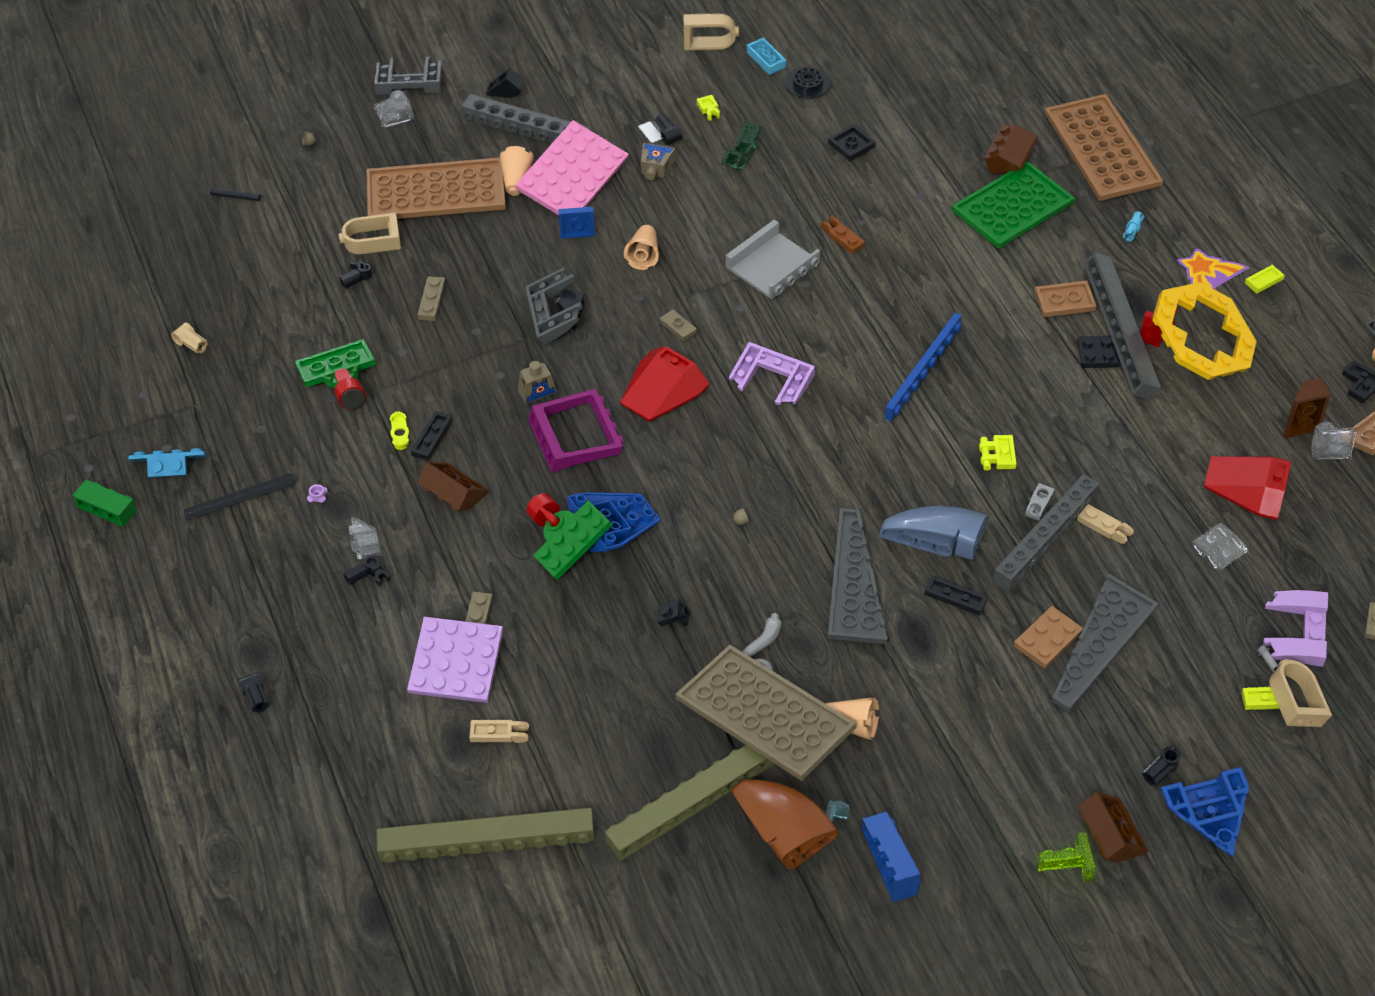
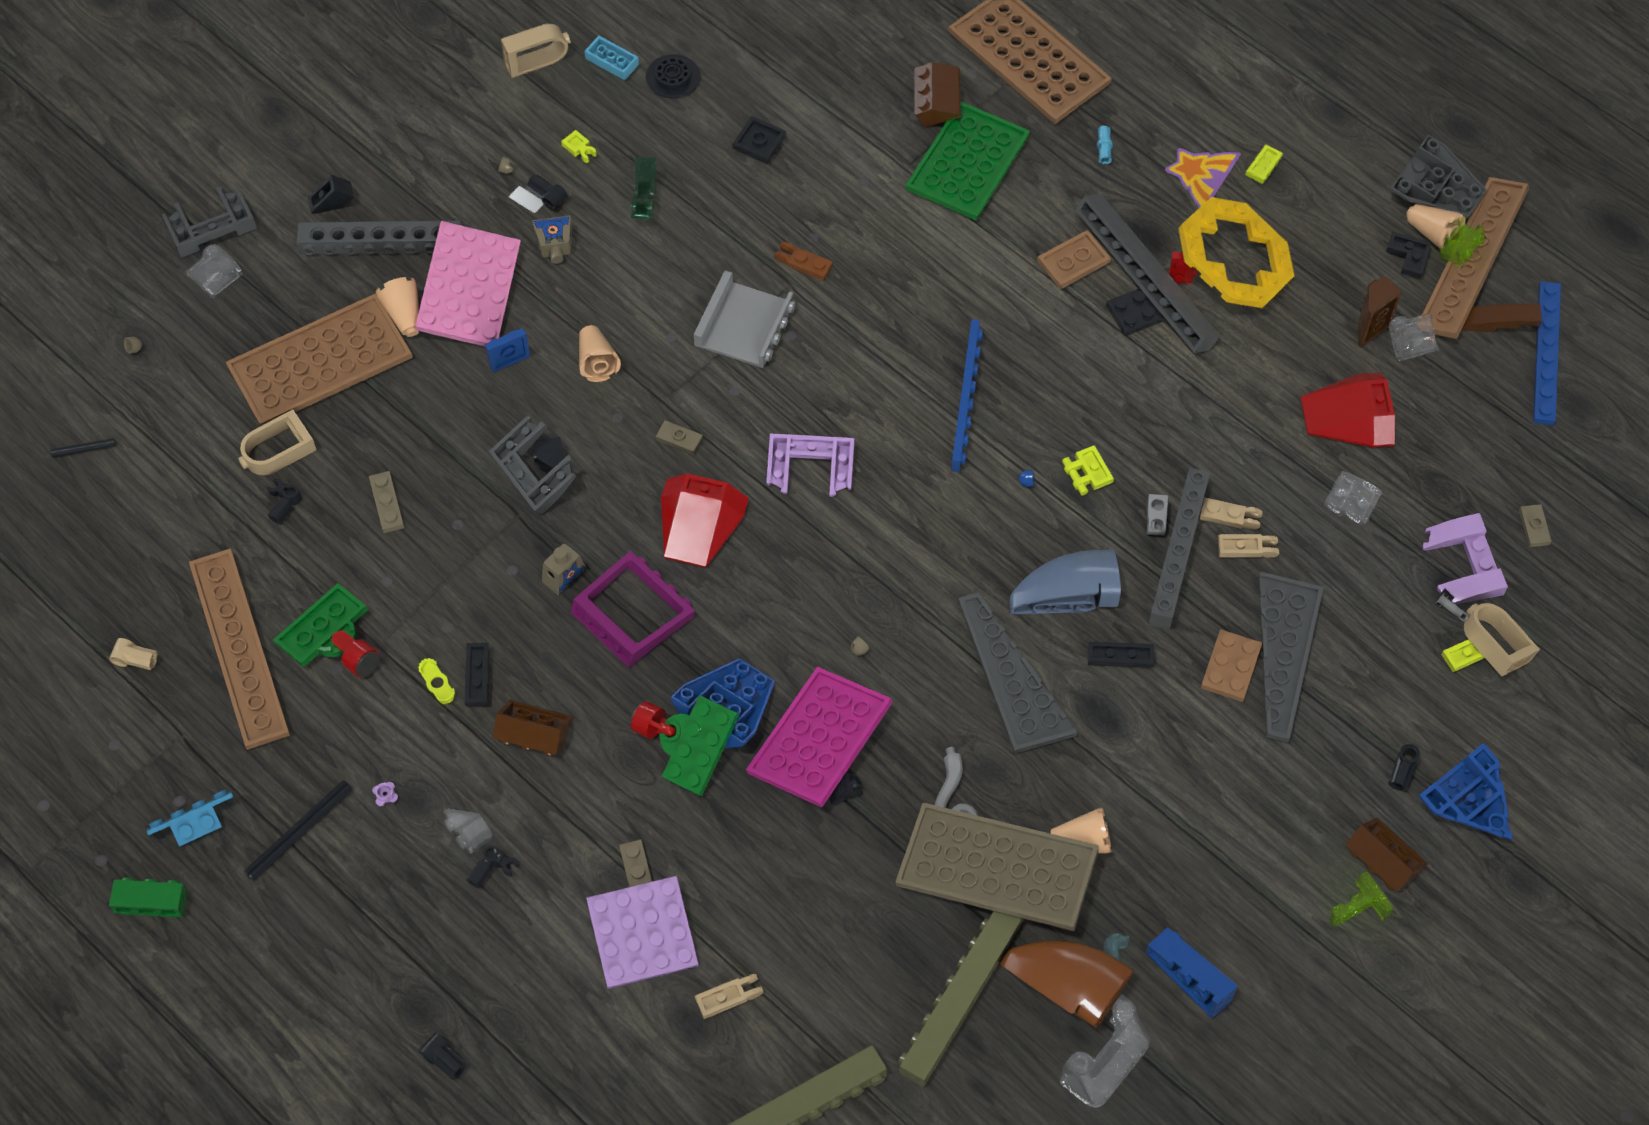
camera: 25 degrees left, 10 degrees up
(267, 360) = (239, 649): none -> medium nougat plate
(646, 104) = (506, 165): none -> dark tan hinge
(672, 568) = (819, 736): none -> dark pink plate
(785, 895) = (1099, 1077): none -> clear windscreen
(944, 442) = (1026, 478): none -> blue hinge
(1108, 552) = (1247, 545): none -> tan hinge

